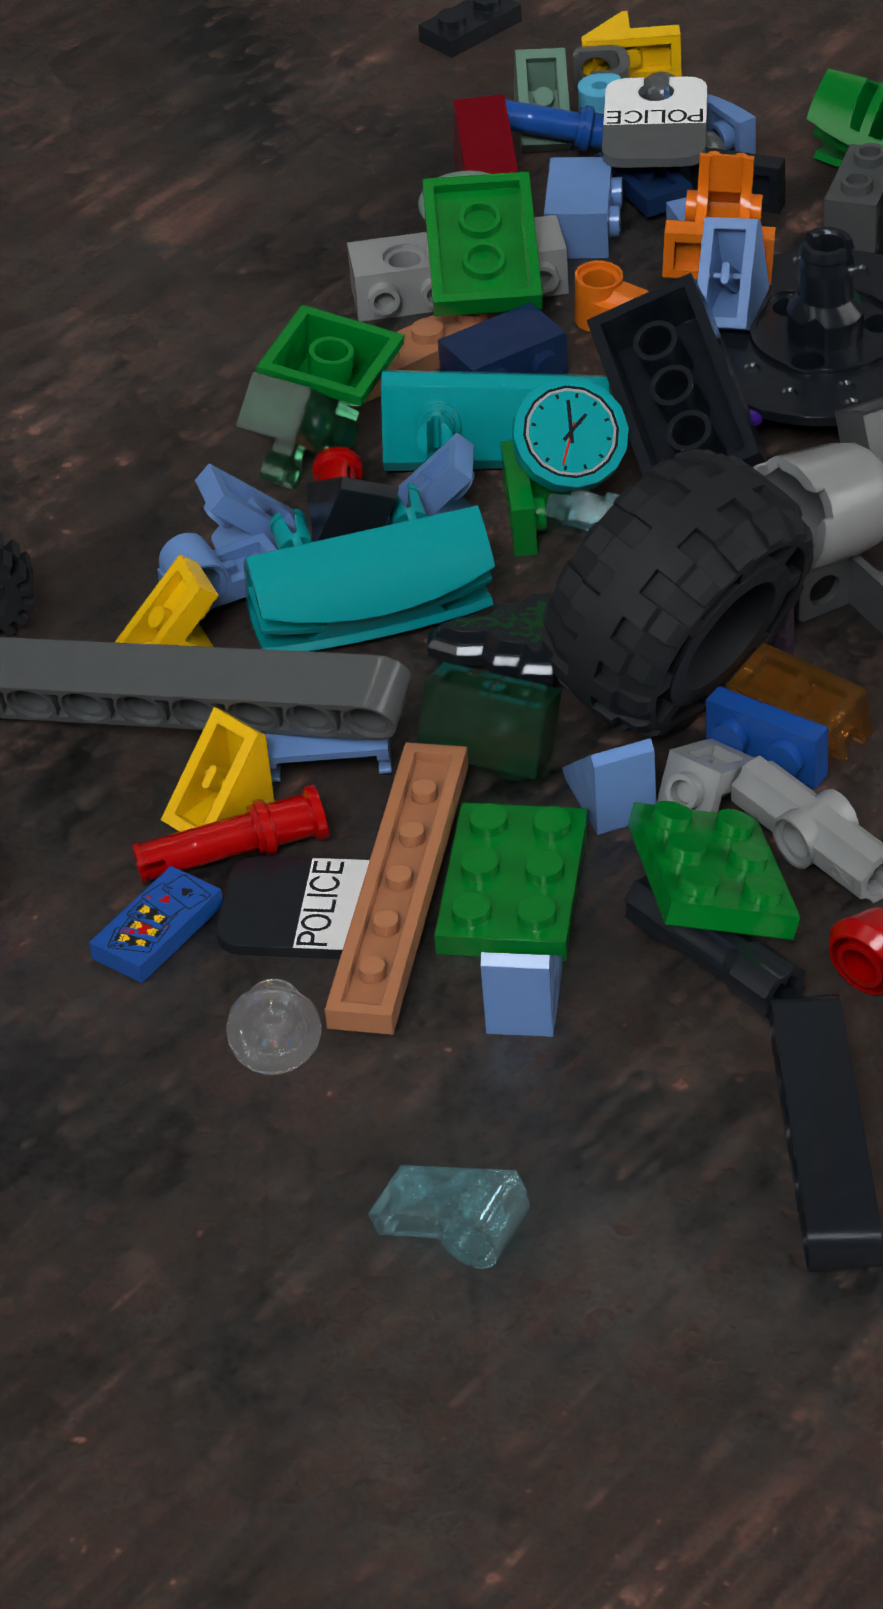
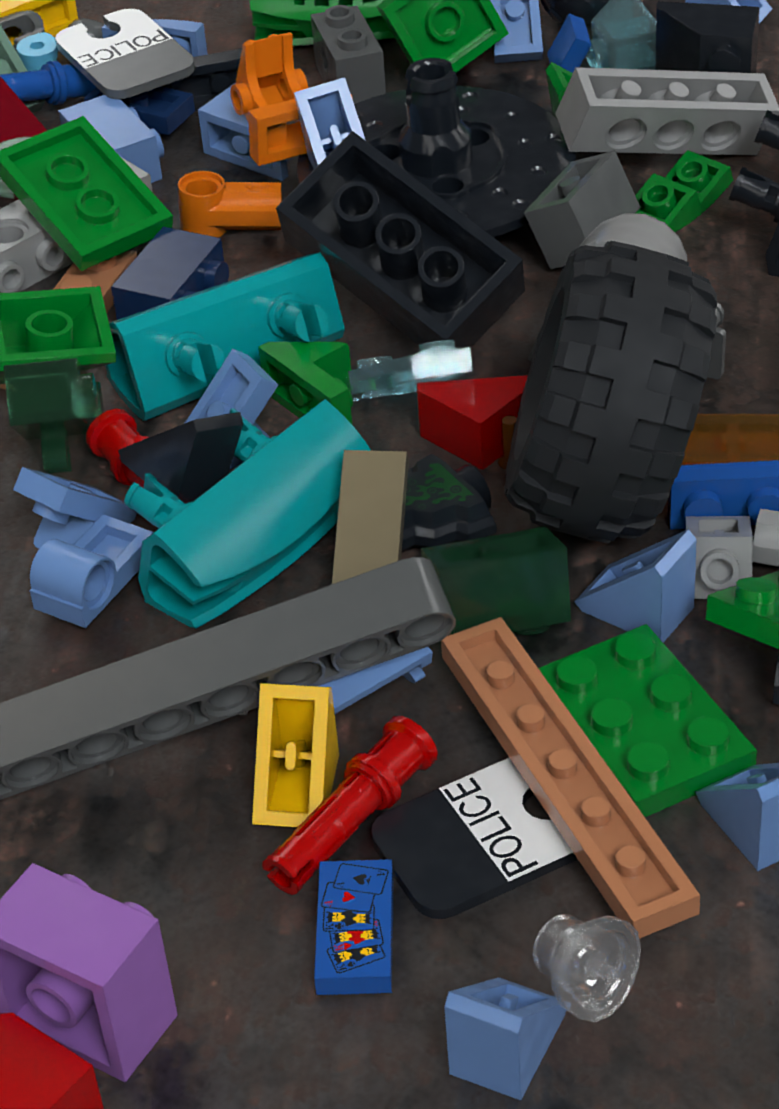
camera: 35 degrees left, 0 degrees up
(172, 1037) = (499, 1033): none -> medium blue slope
(174, 608) = (92, 623): yellow slope -> none
(441, 625) = (370, 511): none -> dark tan tile
(569, 434) = (336, 311): teal tile -> none

